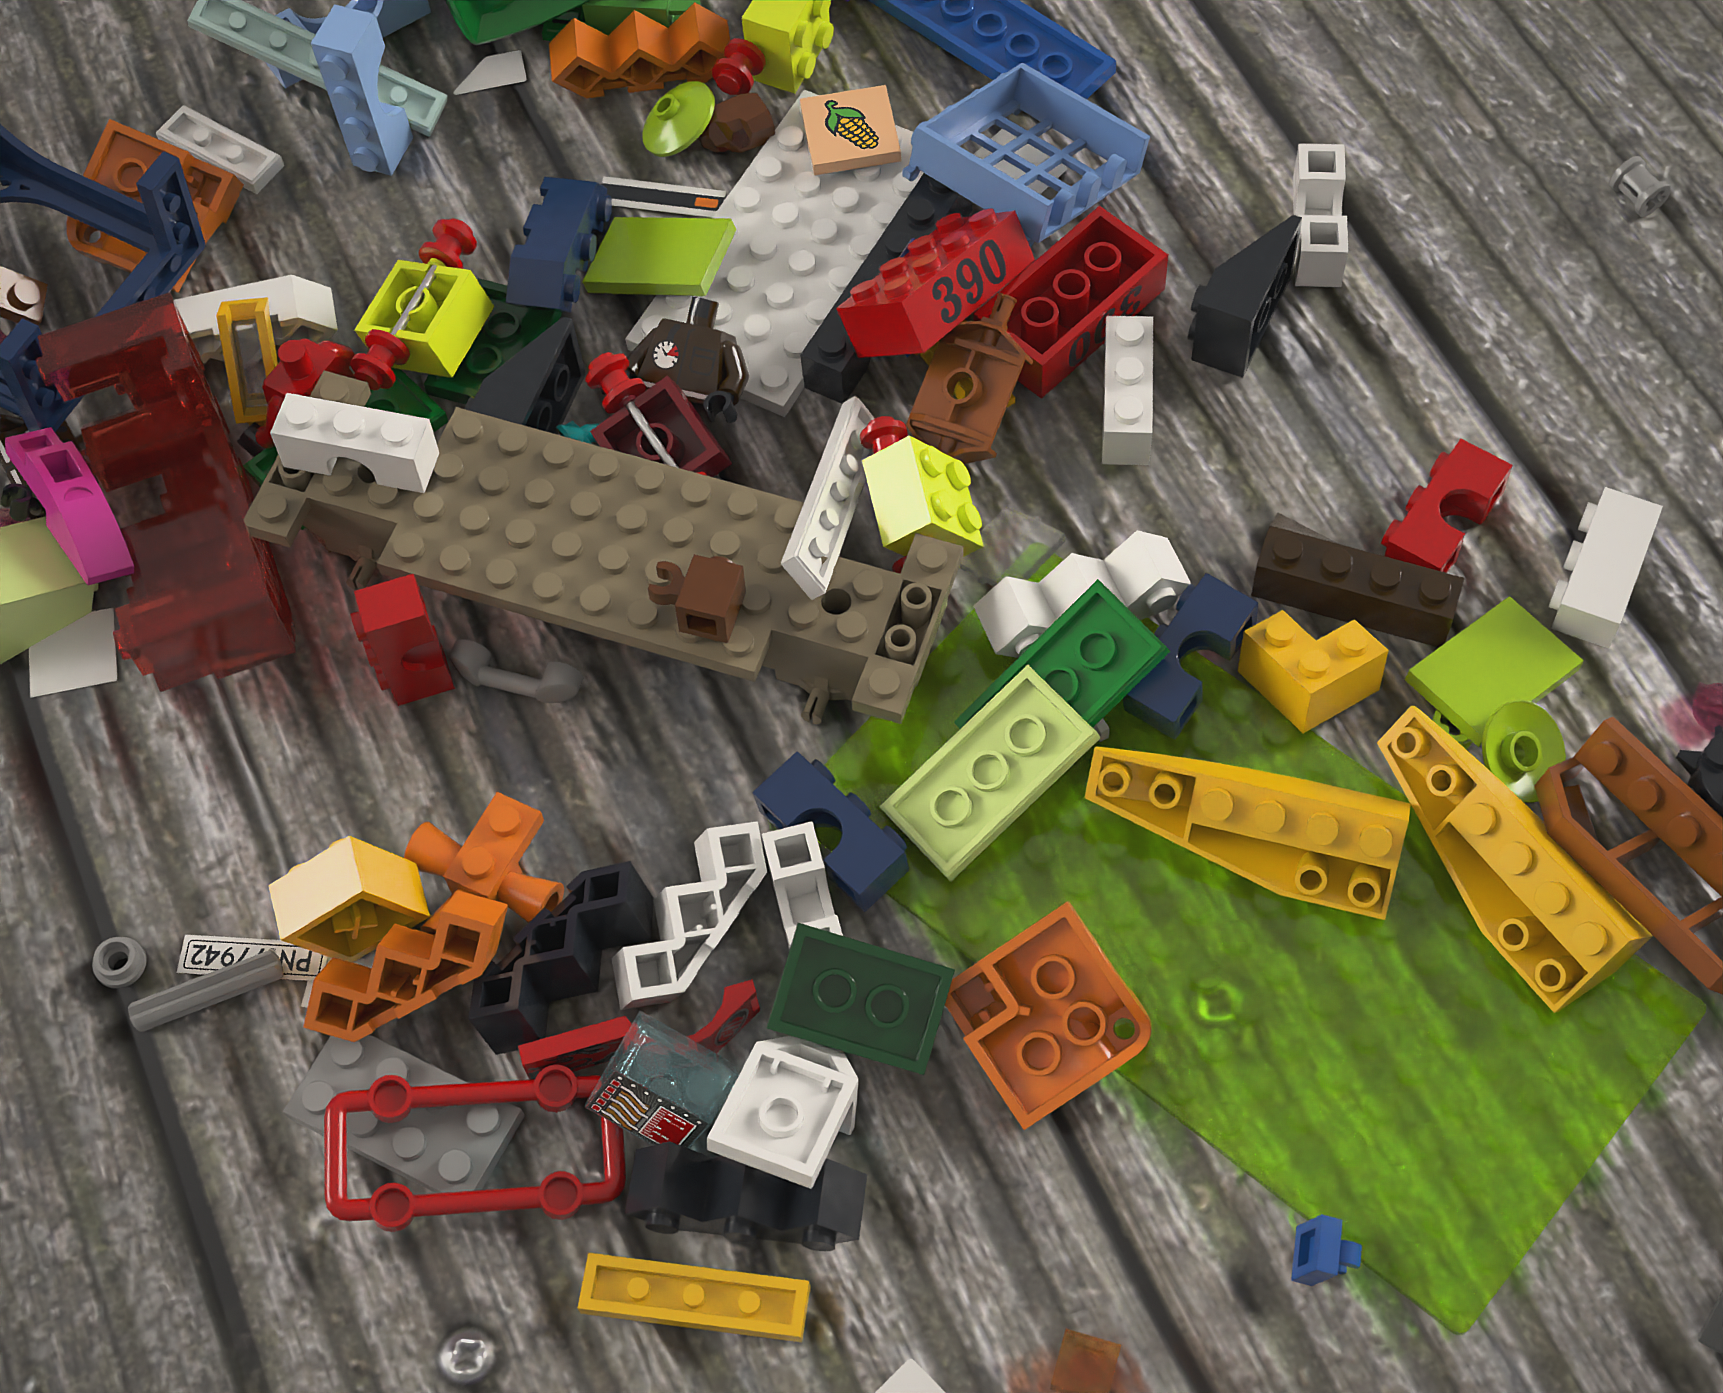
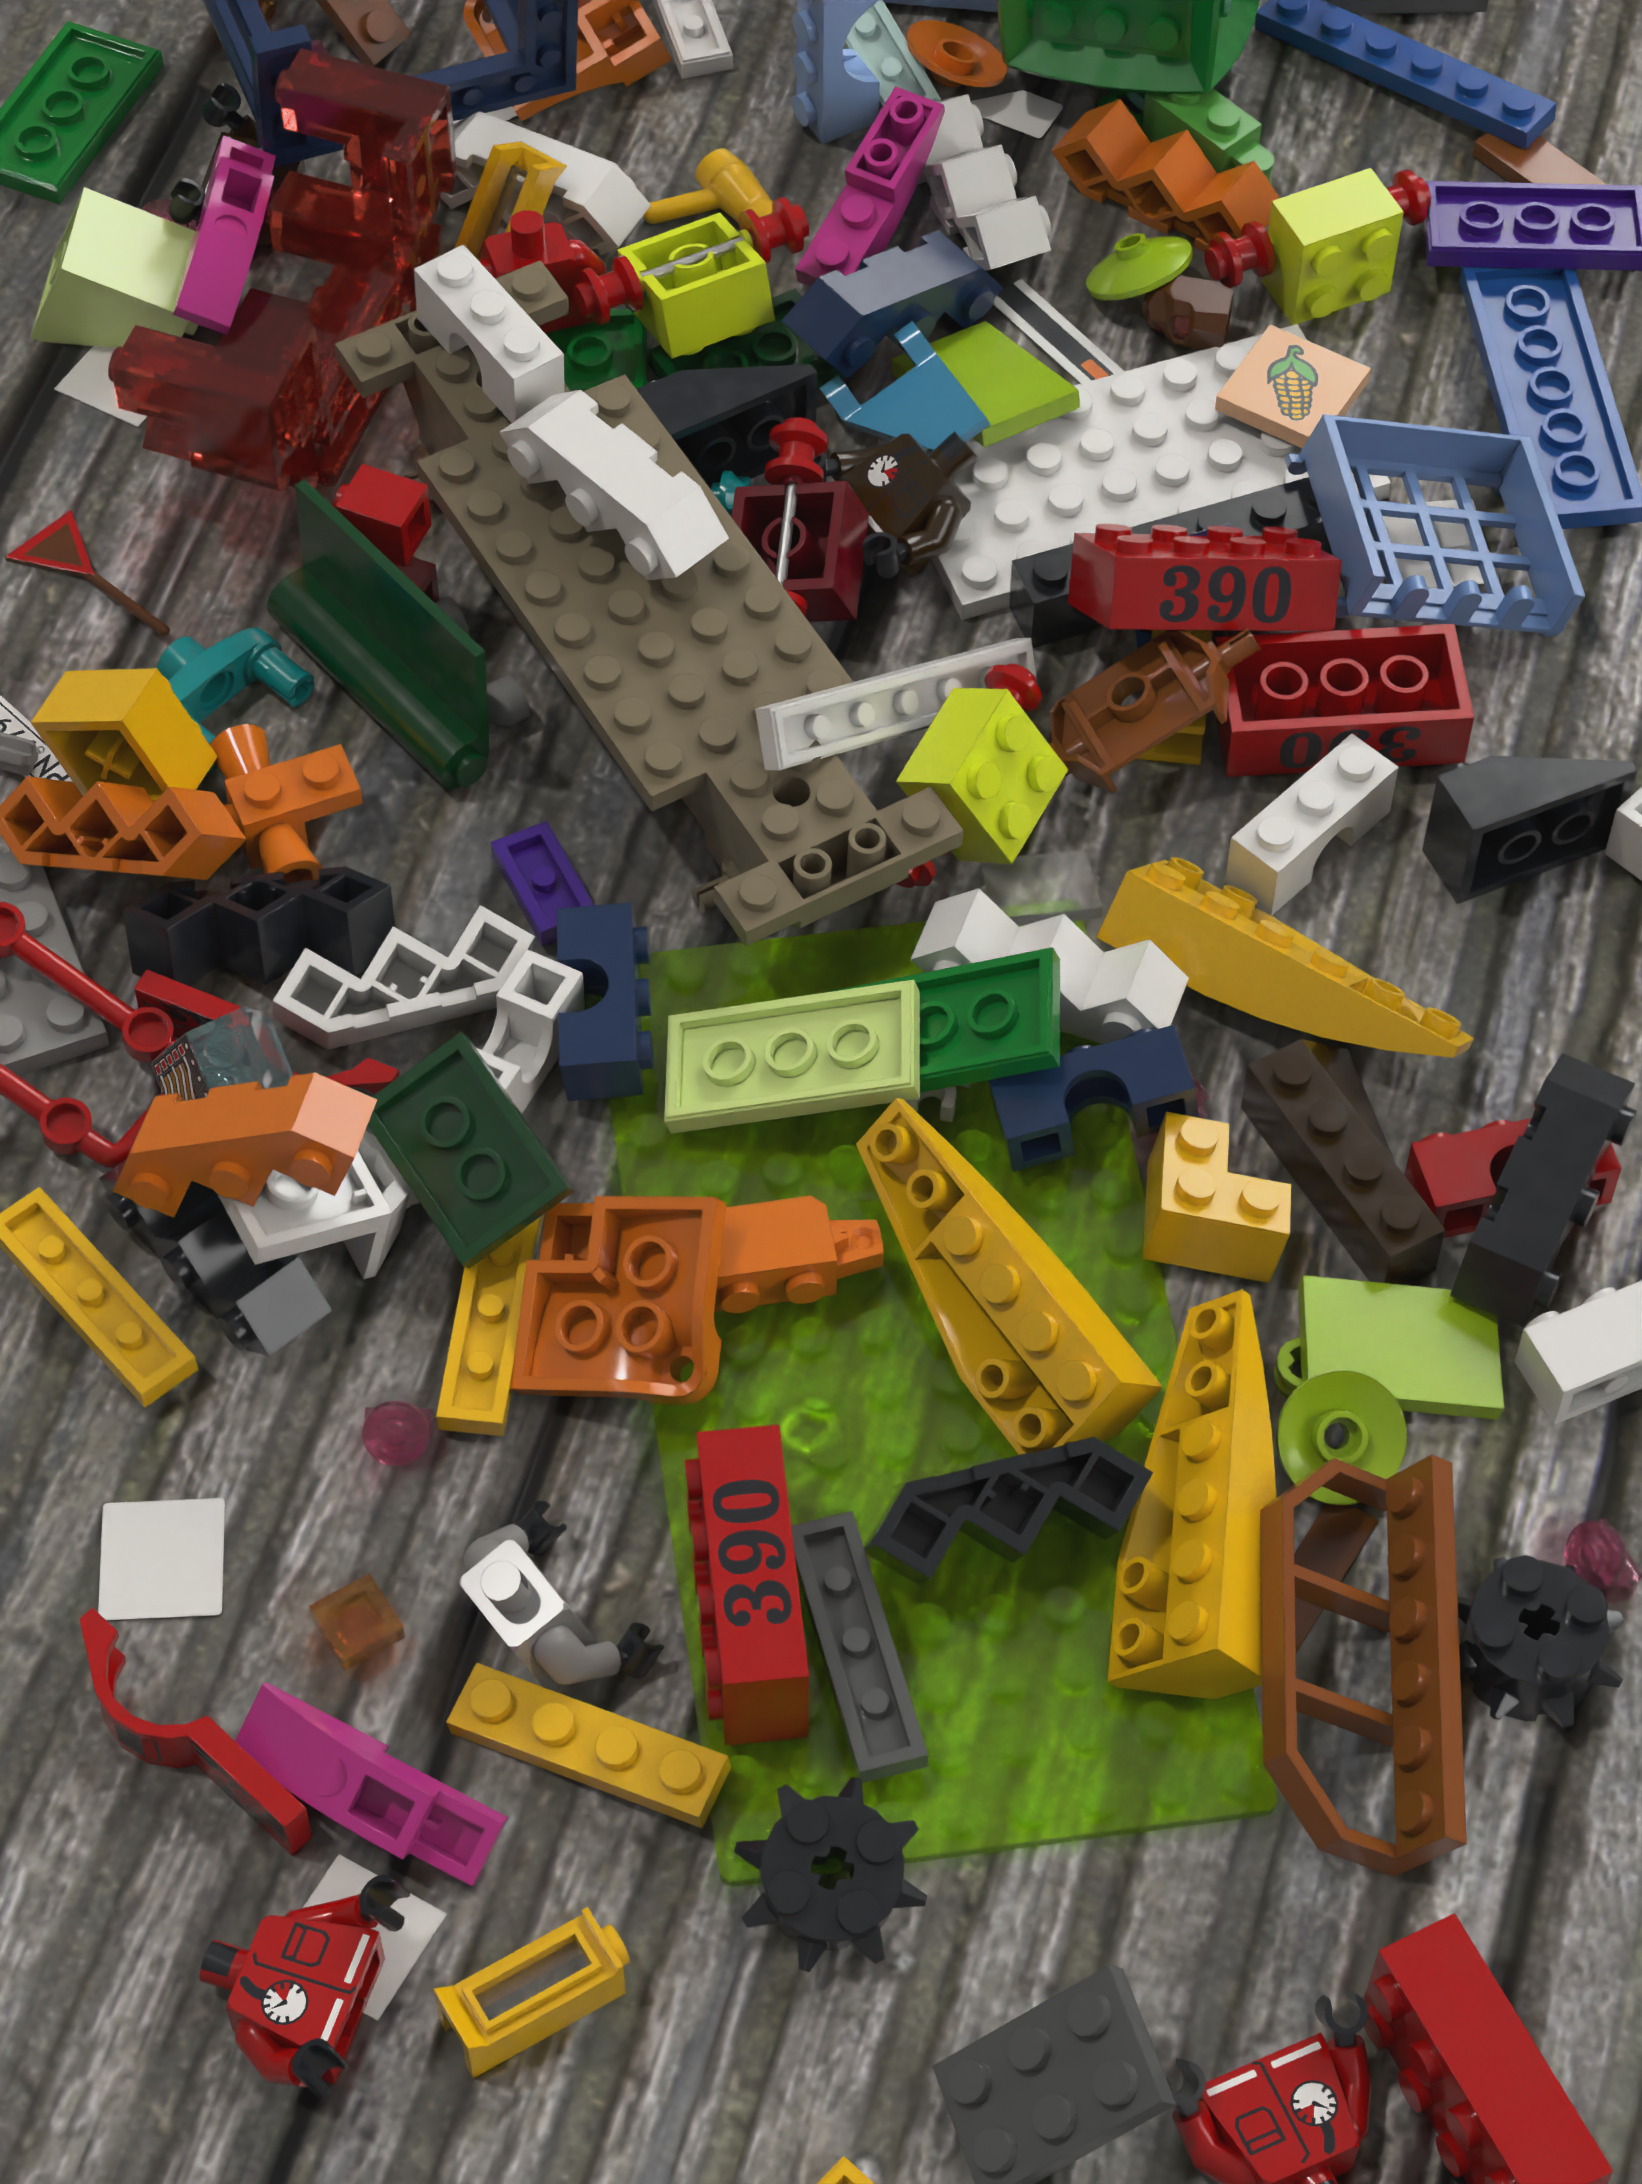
camera: 35 degrees right, 5 degrees down
(148, 804) = (62, 550): none -> reddish brown piece
(348, 811) = (212, 676): none -> teal connector
(367, 242) = (725, 185): none -> yellow piece
(428, 60) = (955, 54): none -> orange dish
(458, 699) = (386, 643): none -> dark green door
(471, 180) = (876, 187): none -> dark pink slope
(521, 136) = (977, 193): none -> white brick
(540, 481) = (615, 484): none -> white brick
(636, 298) = (921, 402): none -> dark azure flag
(704, 599) = (663, 690): reddish brown brick -> none
(706, 781) = (539, 877): none -> dark purple plate
(742, 1114) = (240, 1136): none -> orange brick
(978, 1113) = (484, 1339): none -> yellow plate
(979, 1218) = (397, 1432): none -> clear pink plate
(1117, 893) = (790, 1253): none -> orange hinge
(1193, 496) = (1267, 966): none -> yellow wedge
(1194, 1264) = (535, 1616): none -> light grey torso
(1304, 1320) = (589, 1745): none -> yellow plate
(1319, 1133) = (747, 1586): none -> red brick
(1321, 1252) = (666, 1702): blue tile -> none
(1402, 952) = (1006, 1504): none -> black brick
(1402, 1117) = (857, 1648): none -> dark grey plate
(1495, 510) = (1544, 1190): none -> black brick
(1568, 1269) = (856, 1907): none -> black brick

